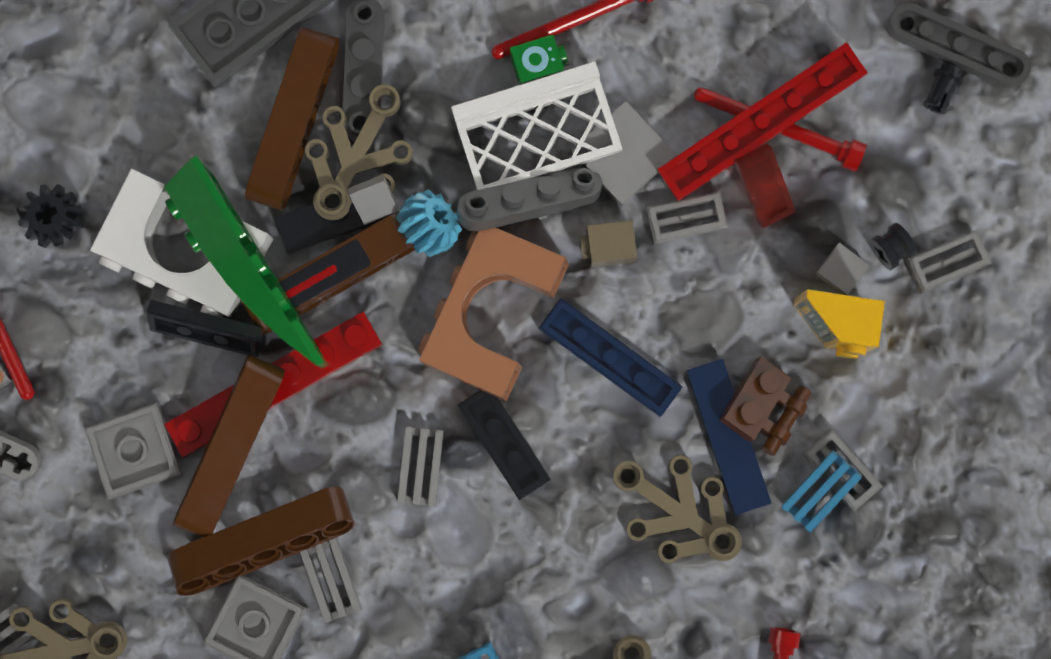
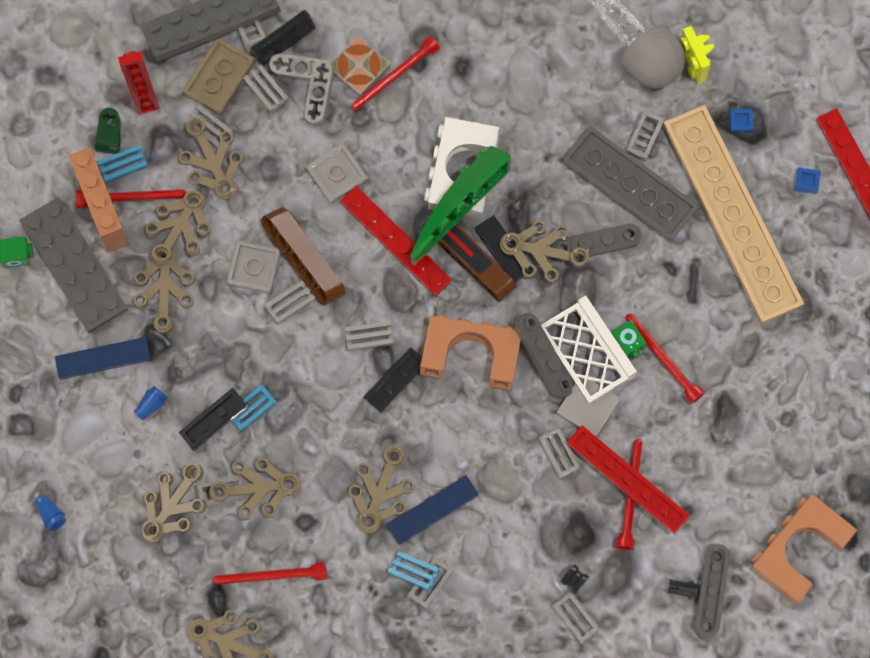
camera: 80 degrees right, 10 degrees down
(41, 208) = (464, 85): black gear -> none
(205, 328) = (417, 193): black tile -> none
(229, 446) = (352, 223): reddish brown beam -> none
(292, 118) = (555, 209): reddish brown beam -> none
(373, 199) = (518, 266): light grey tile -> none
(428, 223) = (512, 301): medium azure gear -> none
(609, 244) = (529, 410): dark tan brick -> none
(610, 357) = (462, 429): dark blue tile -> none
(755, 400) = (459, 519): reddish brown plate -> none
(764, 185) = (590, 492): clear red tile -> none
(842, 269) = (553, 554): light grey tile -> none
(842, 321) = (518, 556): yellow slope -> none

